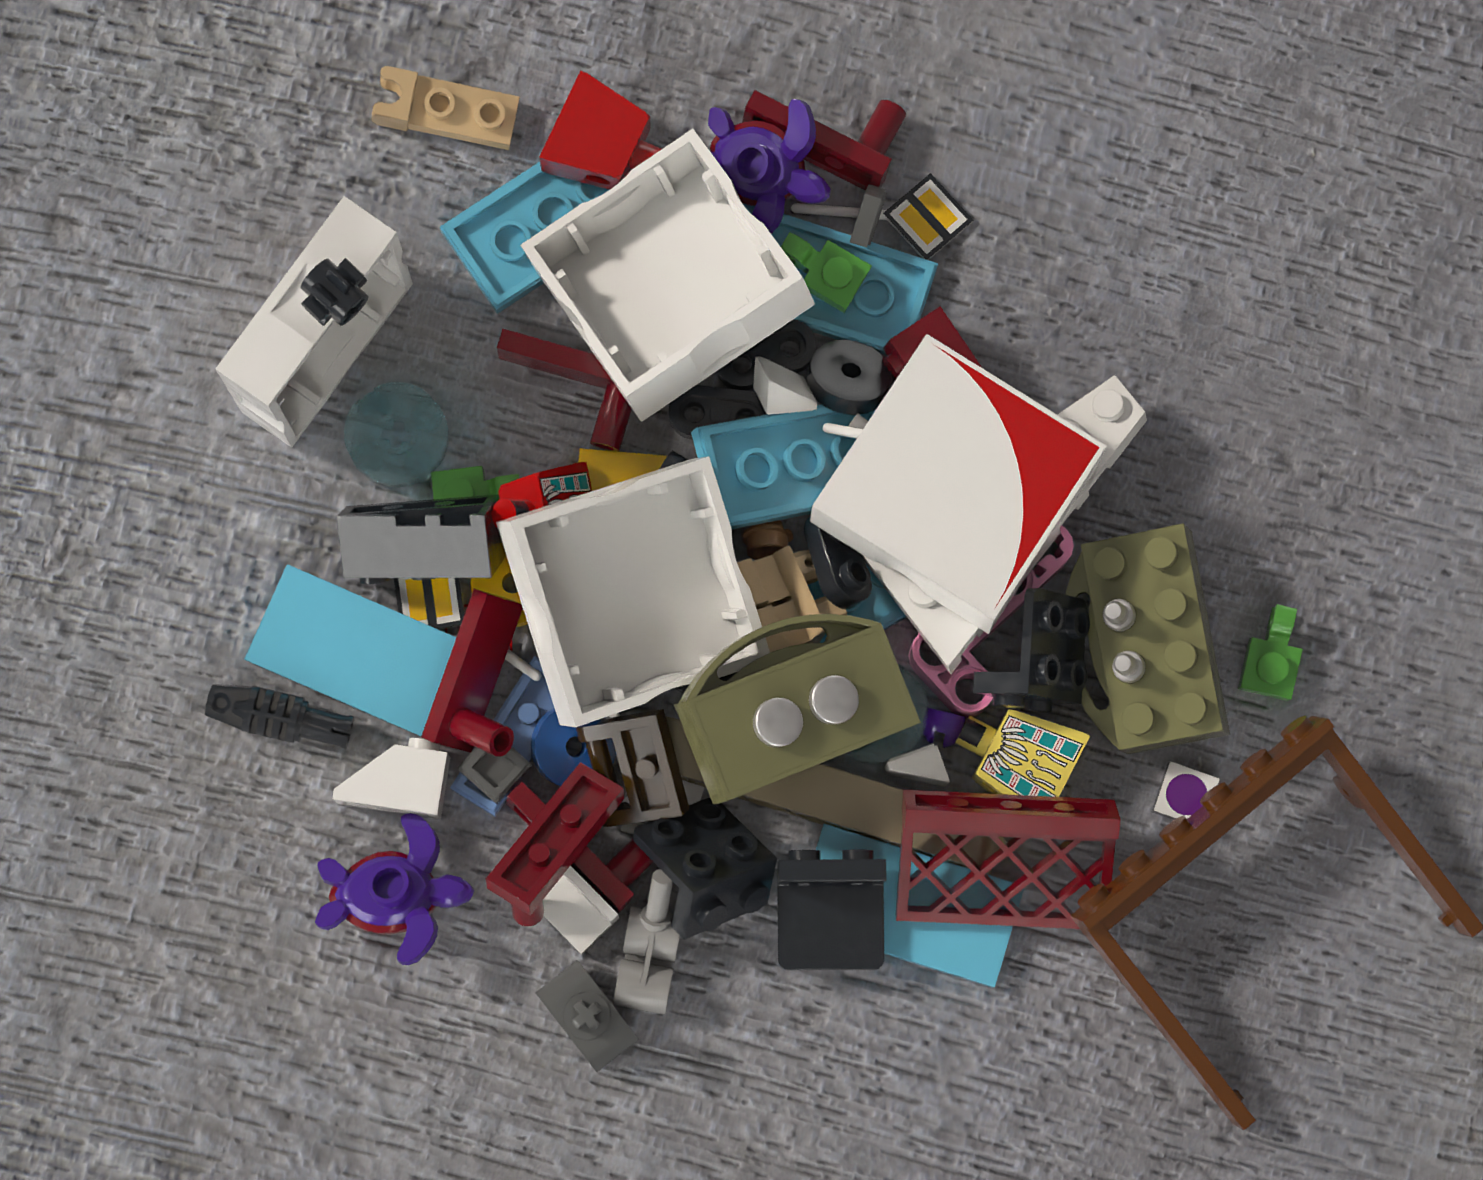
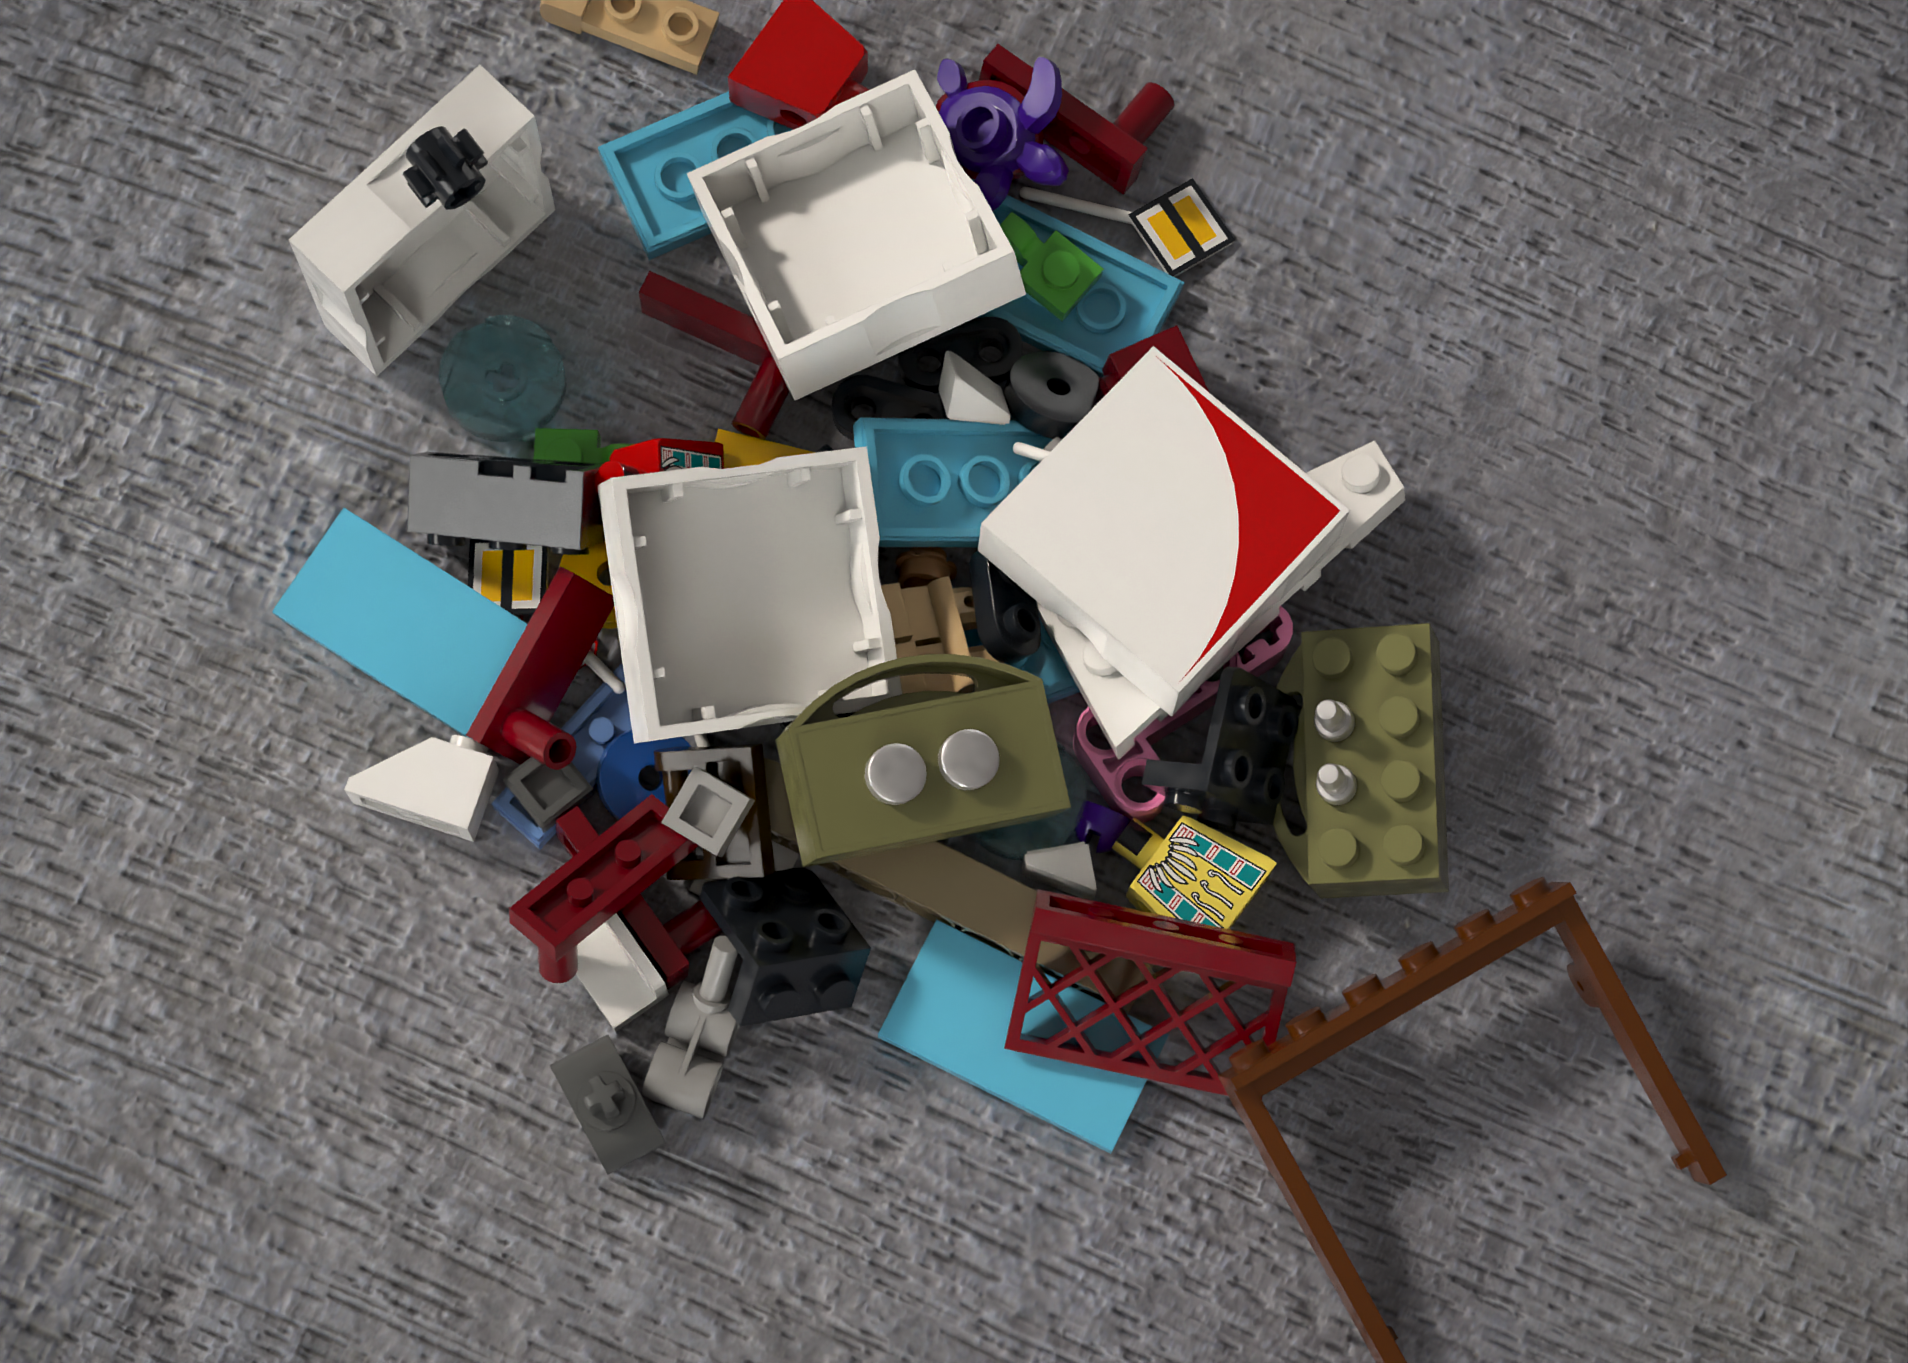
camera: 10 degrees right, 5 degrees down
(276, 715) = (297, 683): black hinge -> none
(394, 892) = (400, 915): dark purple animal -> none
(630, 772) = (708, 811): none -> light grey plate
(831, 911) = (926, 1022): black bracket -> none
(868, 216) = (1109, 211): dark grey tile -> none
(1182, 791) = (1377, 950): tile -> none
(1270, 663) = (1513, 815): bright green plate -> none

